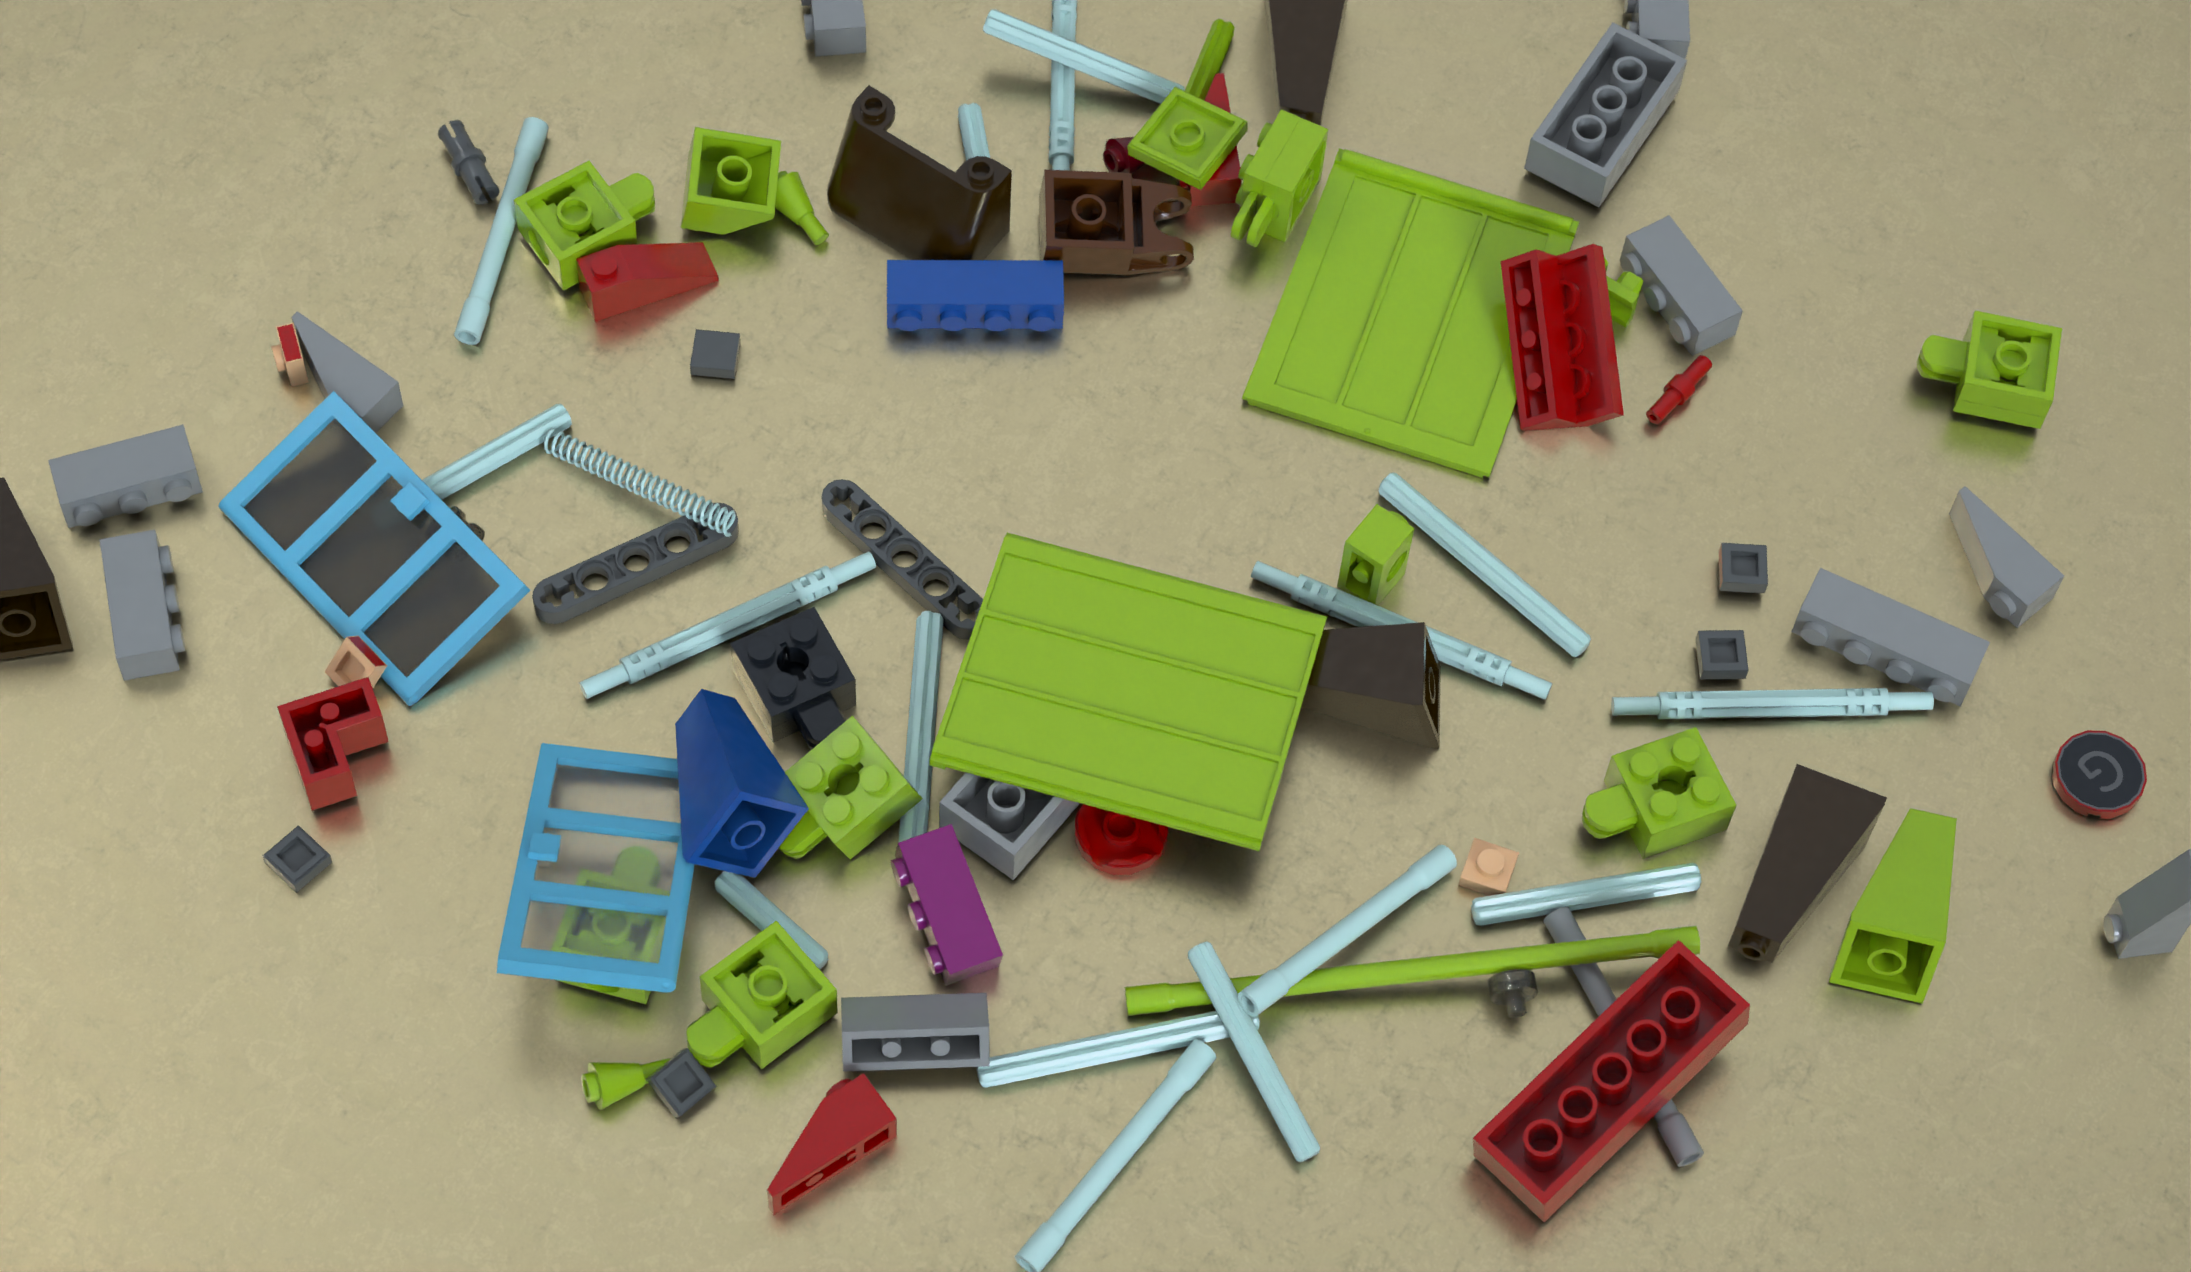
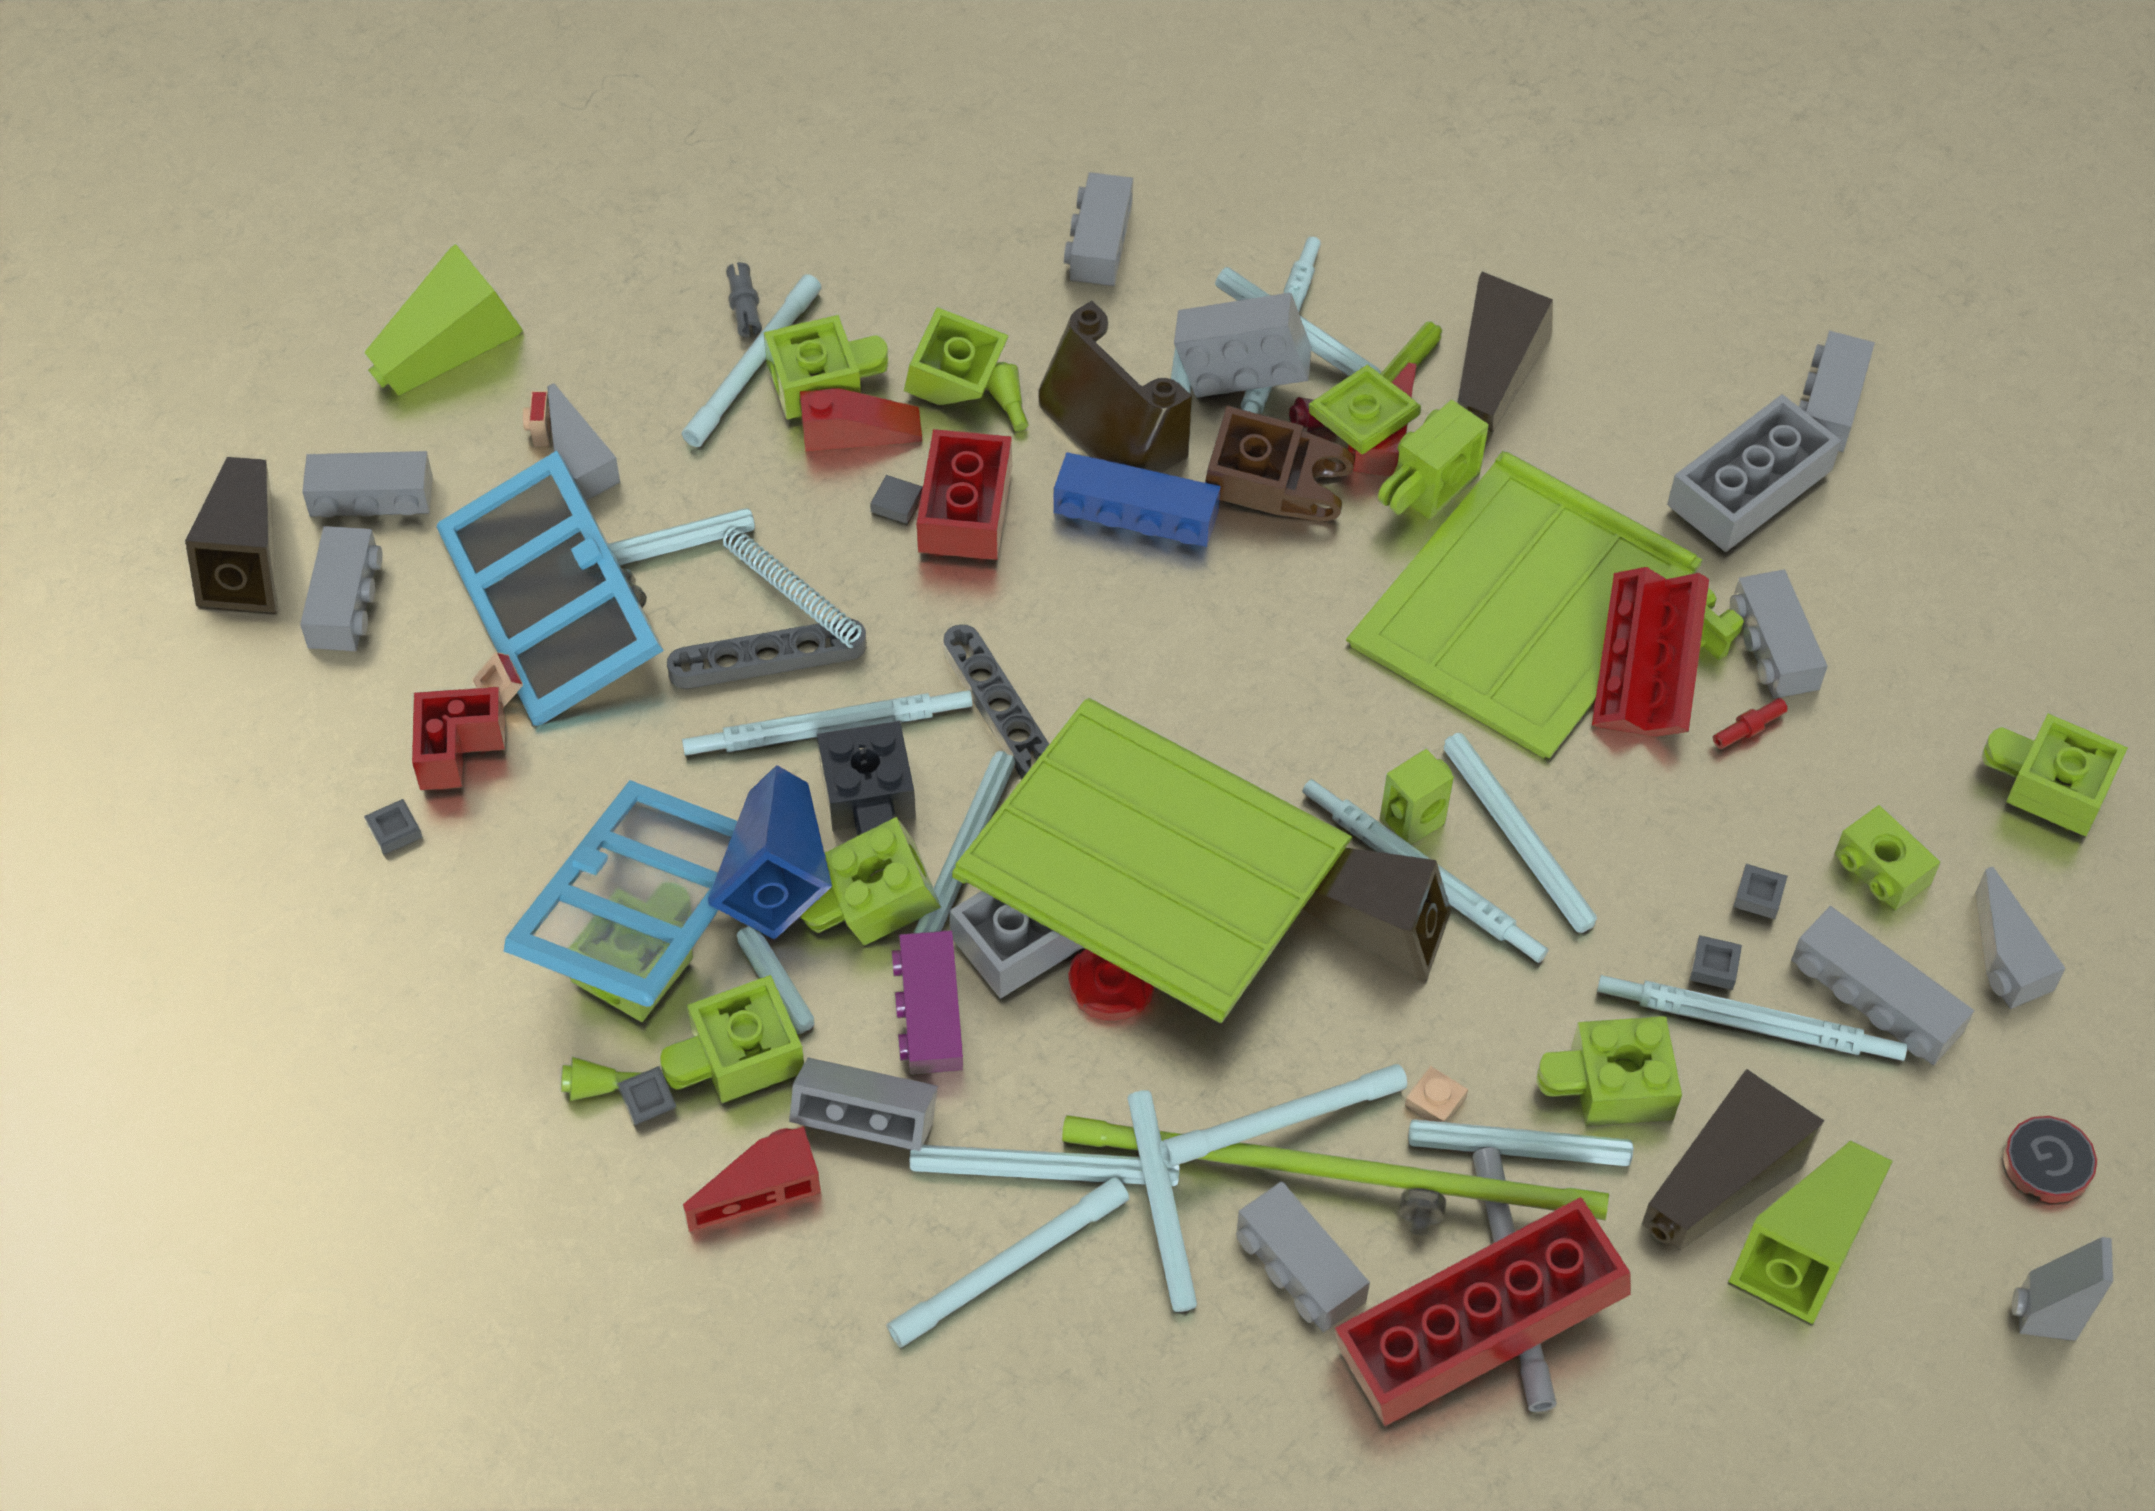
camera: 20 degrees right, 5 degrees down
(142, 272) = (441, 326): none -> lime slope
(792, 333) = (964, 494): none -> red brick
(1038, 96) = (1243, 345): none -> light grey brick
(1410, 1072) = (1301, 1257): none -> light grey brick
(1846, 481) = (1881, 836): none -> lime brick

